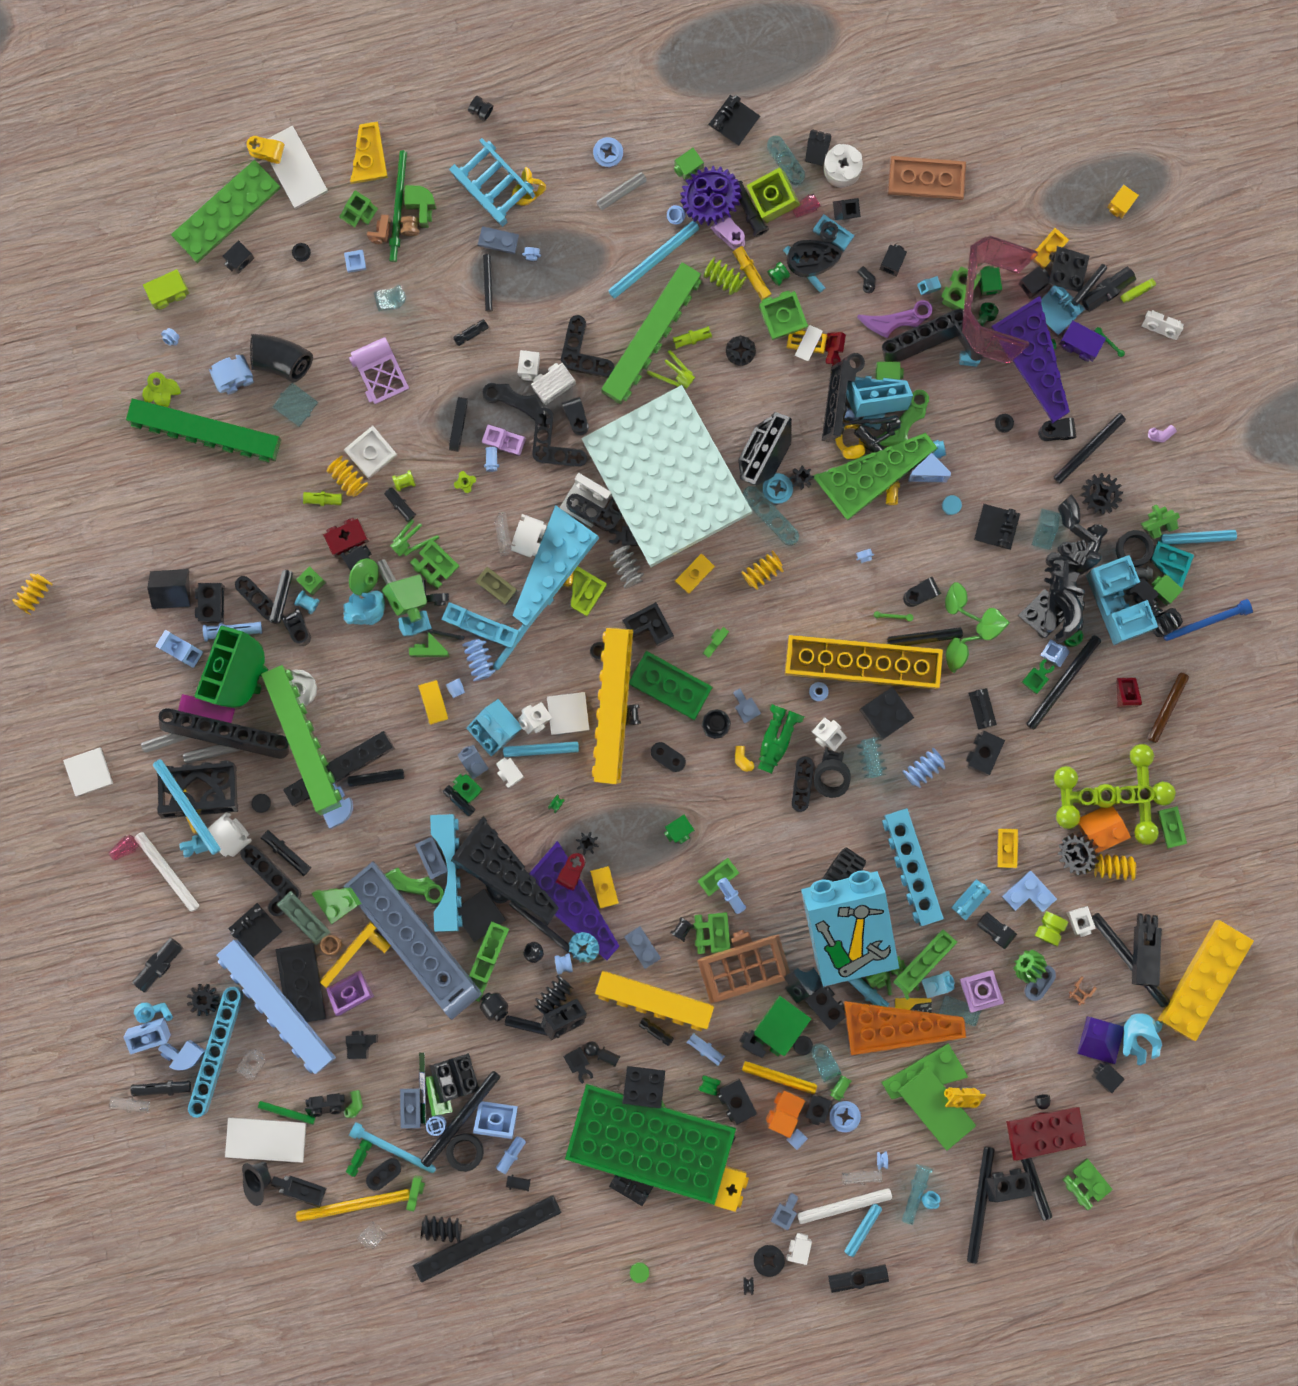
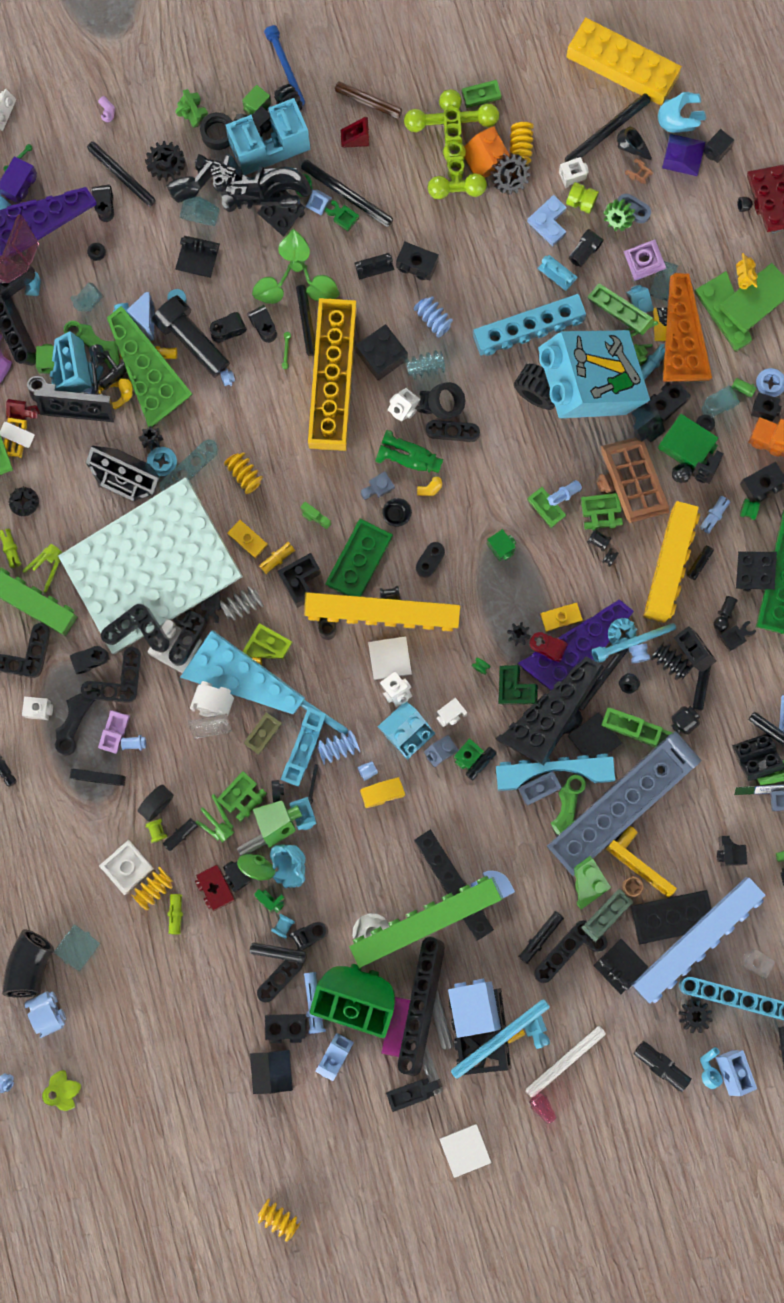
camera: 90 degrees left, 5 degrees down
(142, 722) = (412, 1093): none -> black hinge
(184, 1059) = (757, 1032): light blue brick -> none
(203, 430) = (103, 1043): green brick -> none
(216, 783) = (474, 1008): none -> light blue brick
(229, 835) = (526, 994): white brick -> none
(261, 803) = (490, 966): black piece -> none
(310, 580) = (260, 922): bright green brick -> none
(330, 585) = (266, 900): none -> green bracket
(349, 993) = (680, 865): medium lavender slope -> none
(371, 356) = (25, 866): lavender piece -> none
(376, 777) = (460, 847): black axle -> none
(429, 480) = (155, 802): none -> black tyre
(434, 649) = (328, 792): bright green slope -> none
(464, 477) = (162, 769): lime plate -> none
(530, 832) = (511, 690): none -> dark green plate
(541, 749) = (426, 682): medium azure axle -> none
(553, 383) = (56, 683): white brick -> none
(560, 922) = (601, 653): none -> medium azure piece
(607, 465) = (141, 623): none -> black beam
(642, 947) = (618, 578): sand blue plate -> none
(663, 939) = (610, 557): none -> black bush
(674, 603) = (277, 557): none -> yellow pin
(750, 1017) = (682, 473): none -> black piece
(779, 1077) = (737, 445): yellow axle -> none
(814, 696) = (361, 423): light blue plate -> none
(919, 560) = (229, 327): none -> black piece
(925, 502) = (174, 318): none -> black piece
(952, 413) = (87, 298): none -> clear light blue bracket
(1007, 848) = (507, 239): yellow plate -> none
(1113, 985) = (632, 142): none -> black piece
(1146, 958) = (606, 113): black hinge -> none
(1172, 562) = (229, 97): teal wing -> none
(1199, 537) = (206, 75): medium azure axle -> none

